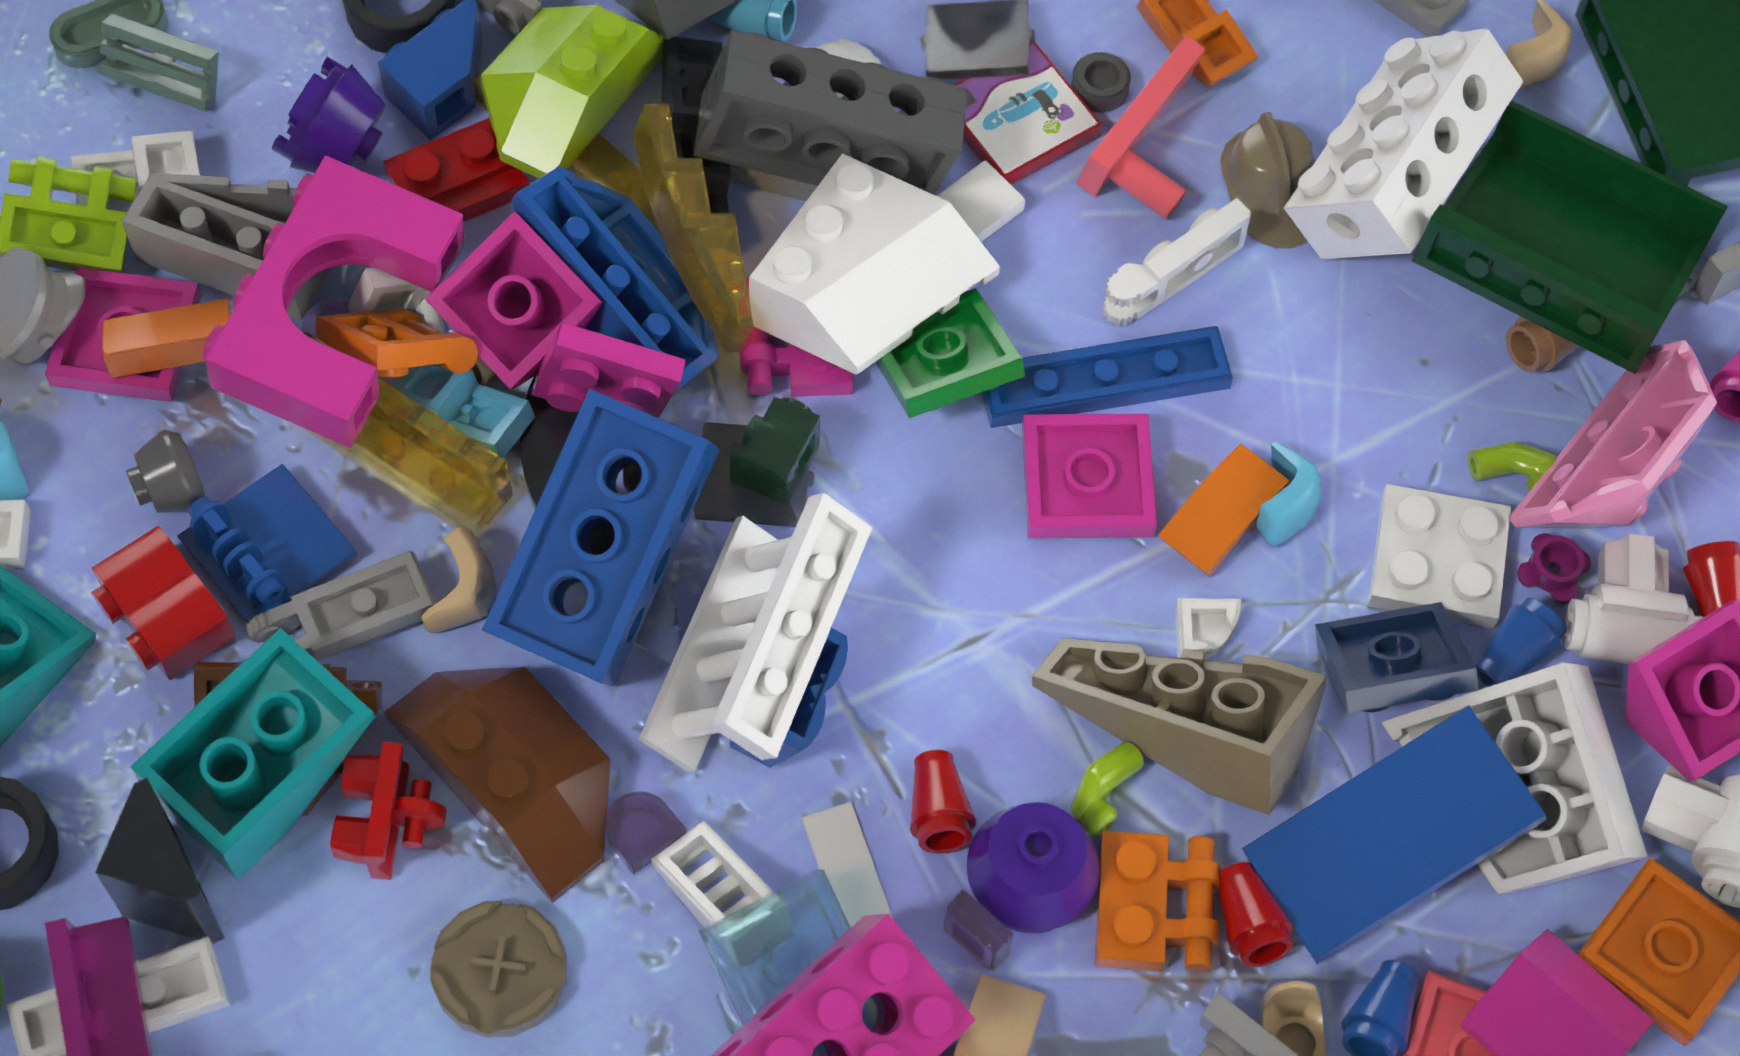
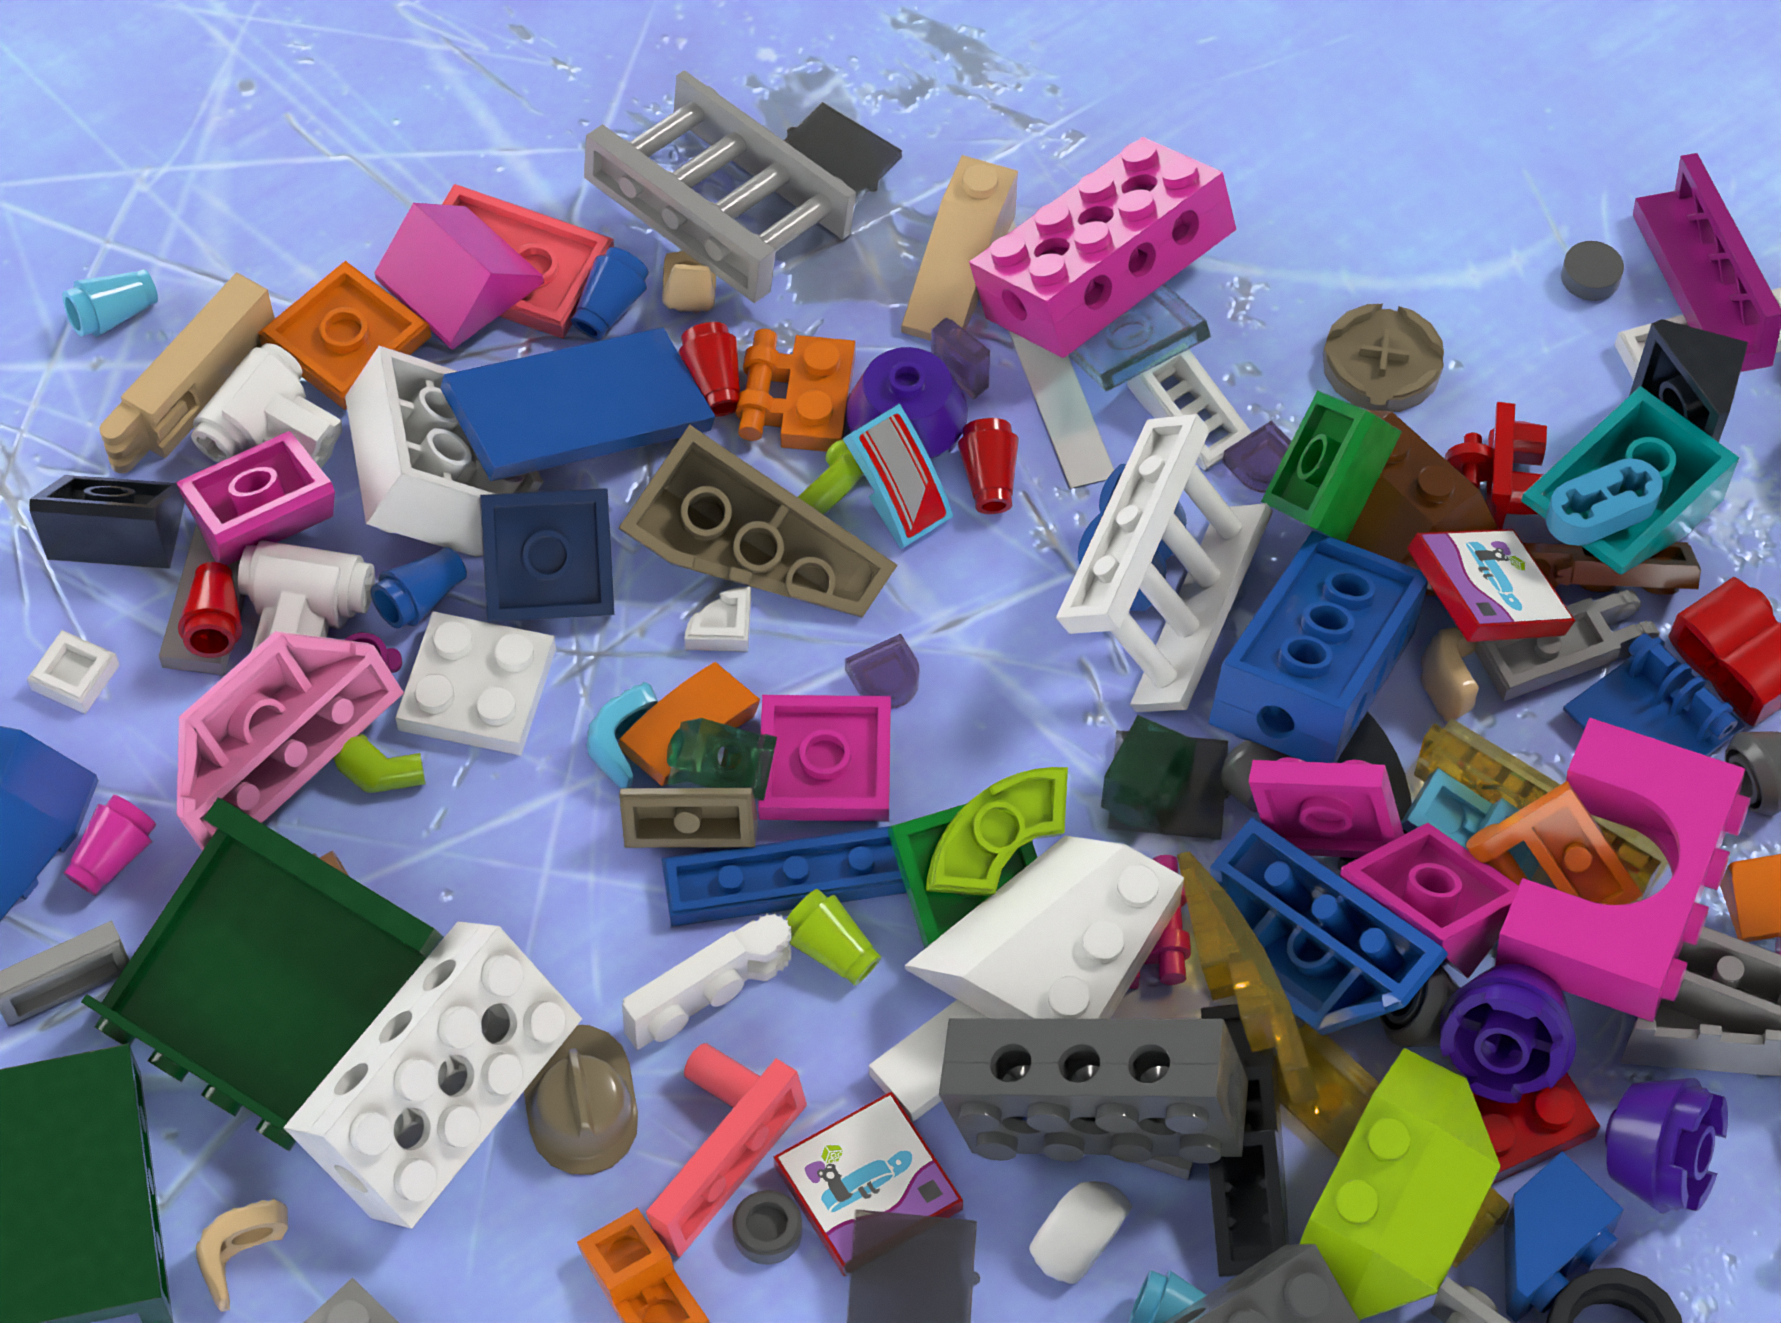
camera: 175 degrees left, 5 degrees down
(289, 687) = (1599, 494): none -> dark azure beam
(419, 626) = (1490, 585): none -> tile
(462, 184) = (1508, 1032): none -> dark purple cone
(579, 742) = (1331, 466): none -> green slope
(922, 363) = (994, 827): none -> lime tile
(1035, 574) = (885, 671): none -> clear purple tile
(1041, 760) = (901, 474): none -> slope
(1069, 307) = (832, 937): none -> lime cone
(1190, 445) = (695, 761): none -> clear green brick
(1212, 406) = (688, 817): none -> dark tan slope

